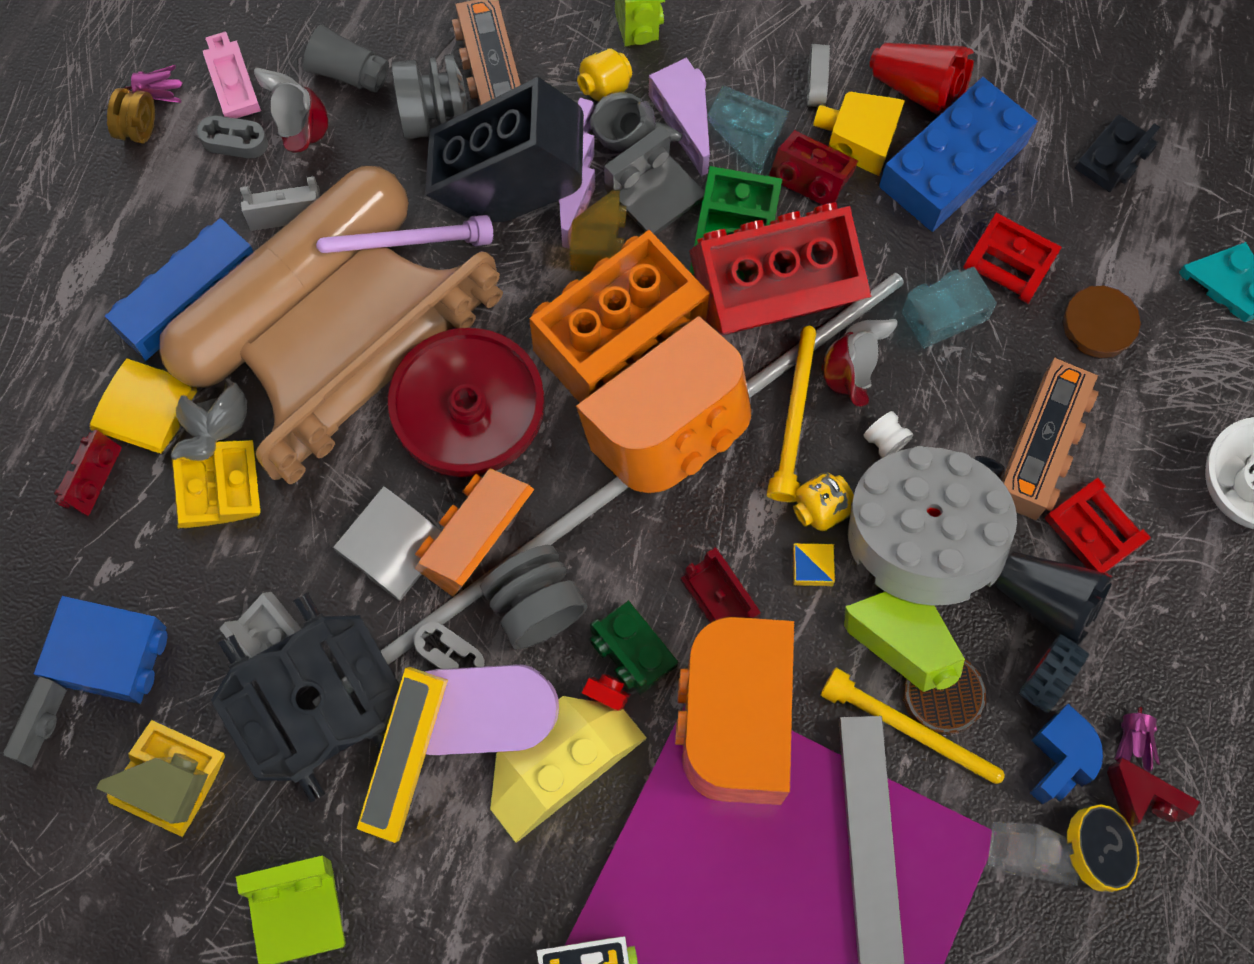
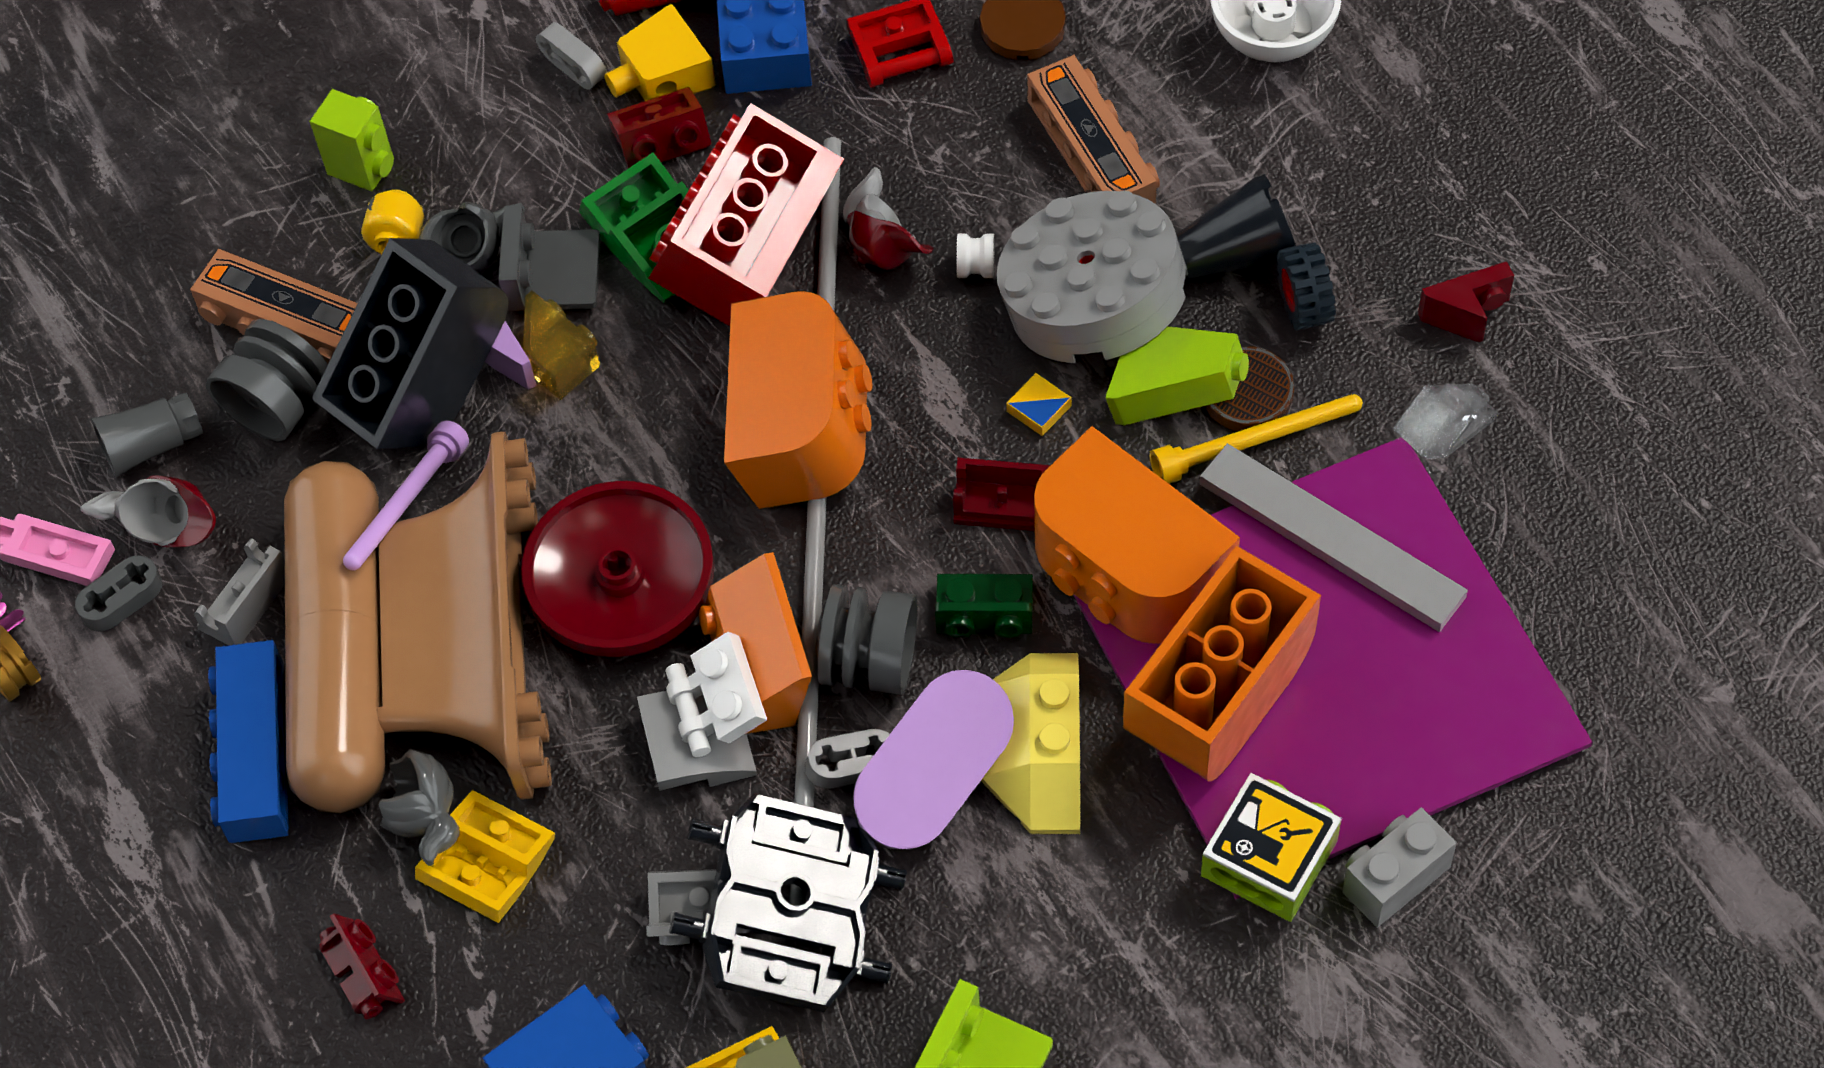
camera: 45 degrees left, 10 degrees down
(141, 406) = (338, 866): yellow slope -> none
(402, 754) = (918, 855): tile -> none
(421, 539) = (728, 691): none -> white plate
(607, 691) = (1009, 648): red plate -> none
(616, 314) = (662, 382): orange brick -> none
(681, 100) = (497, 180): lavender slope -> none
(684, 854) = (1223, 664): none -> orange brick
(747, 124) = (562, 147): clear light blue wing -> none
(784, 483) = (944, 371): yellow piece -> none
(823, 501) = (991, 348): yellow head -> none
(948, 306) = (900, 120): clear light blue brick -> none
(1074, 749) = (1381, 324): blue brick -> none
(1089, 535) = (1204, 174): red plate -> none
(1103, 848) = (1485, 362): black tile -> none
(1139, 739) = (1407, 263): flat silver piece -> none

